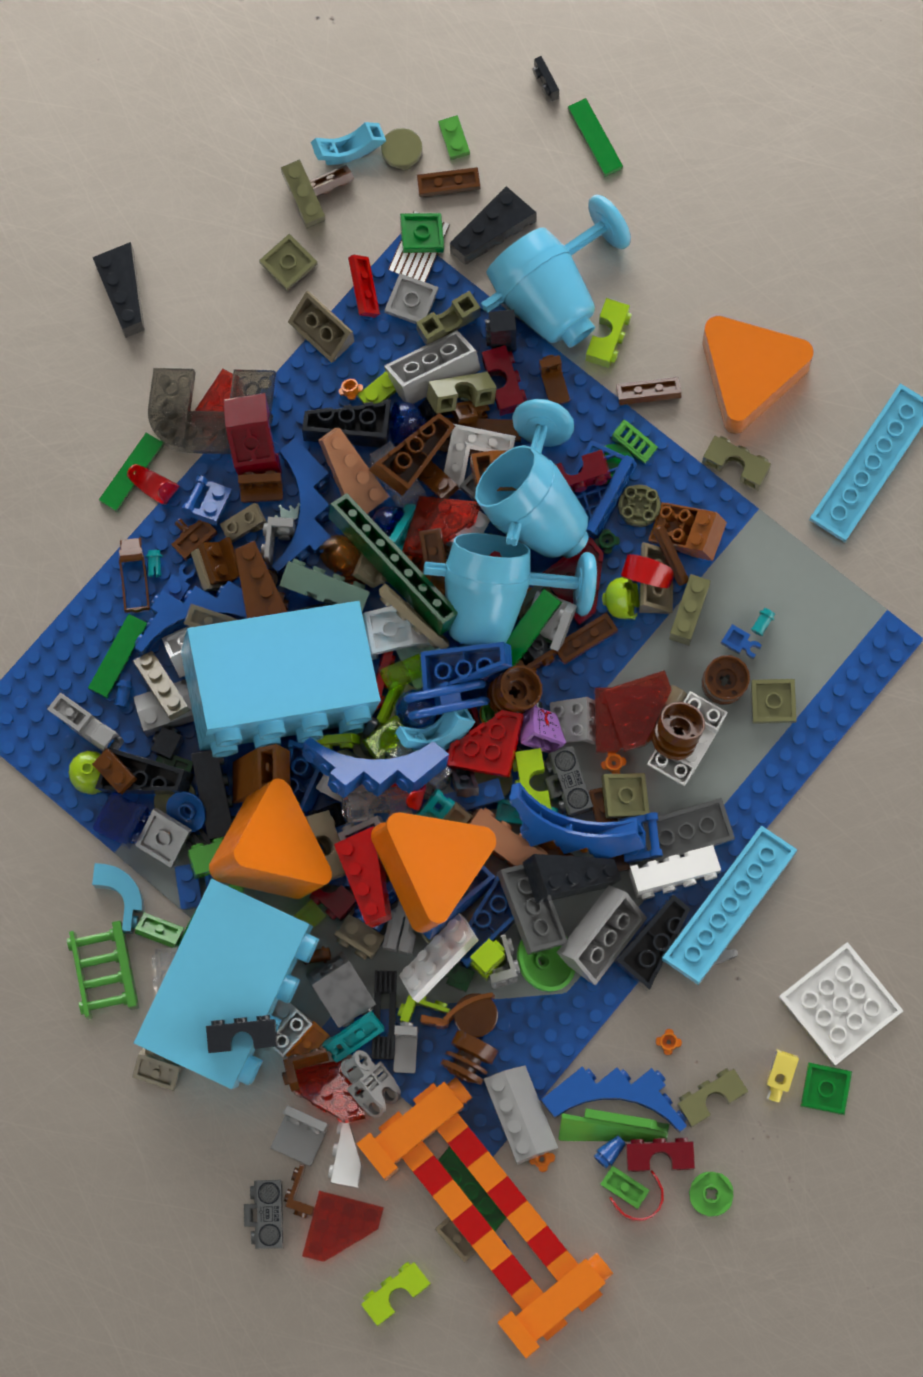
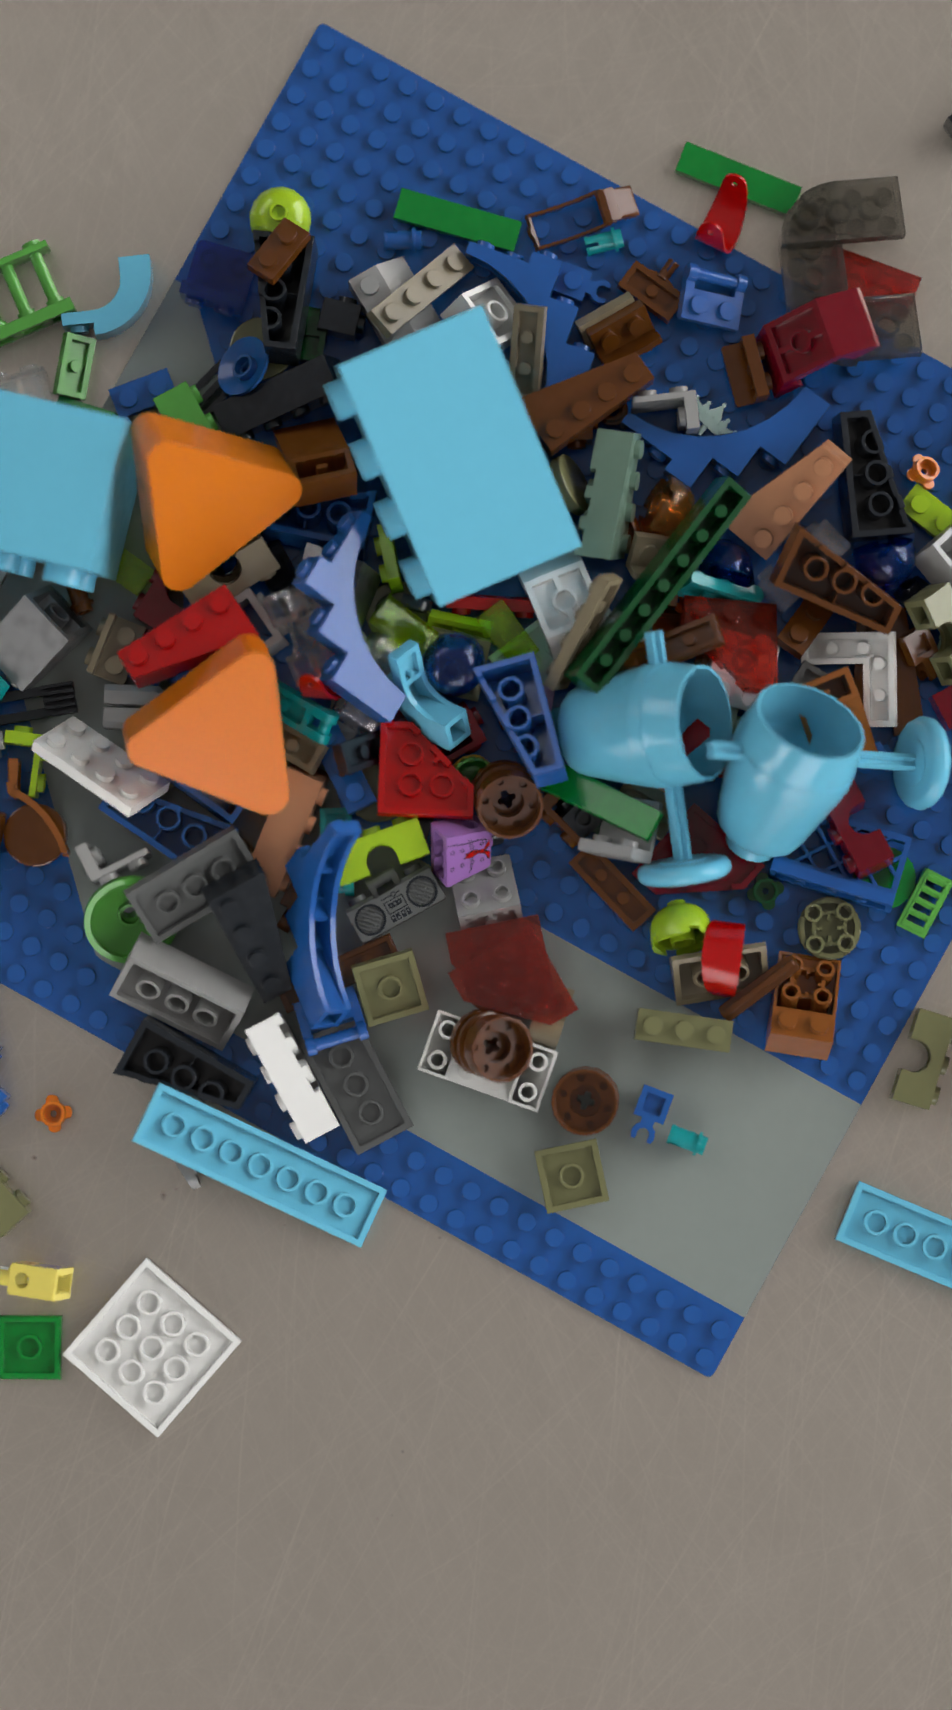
camera: 70 degrees right, 10 degrees up
(84, 723) = (345, 195): light grey plate -> none
(163, 837) = (203, 342): light grey plate -> none
(244, 522) = (689, 358): dark tan plate -> none
(447, 699) = (472, 705): blue piece -> none
(459, 977) = (84, 804): dark green plate -> none
(488, 958) = (110, 836): lime arch -> none
(613, 757) = (428, 965): orange plate -> none

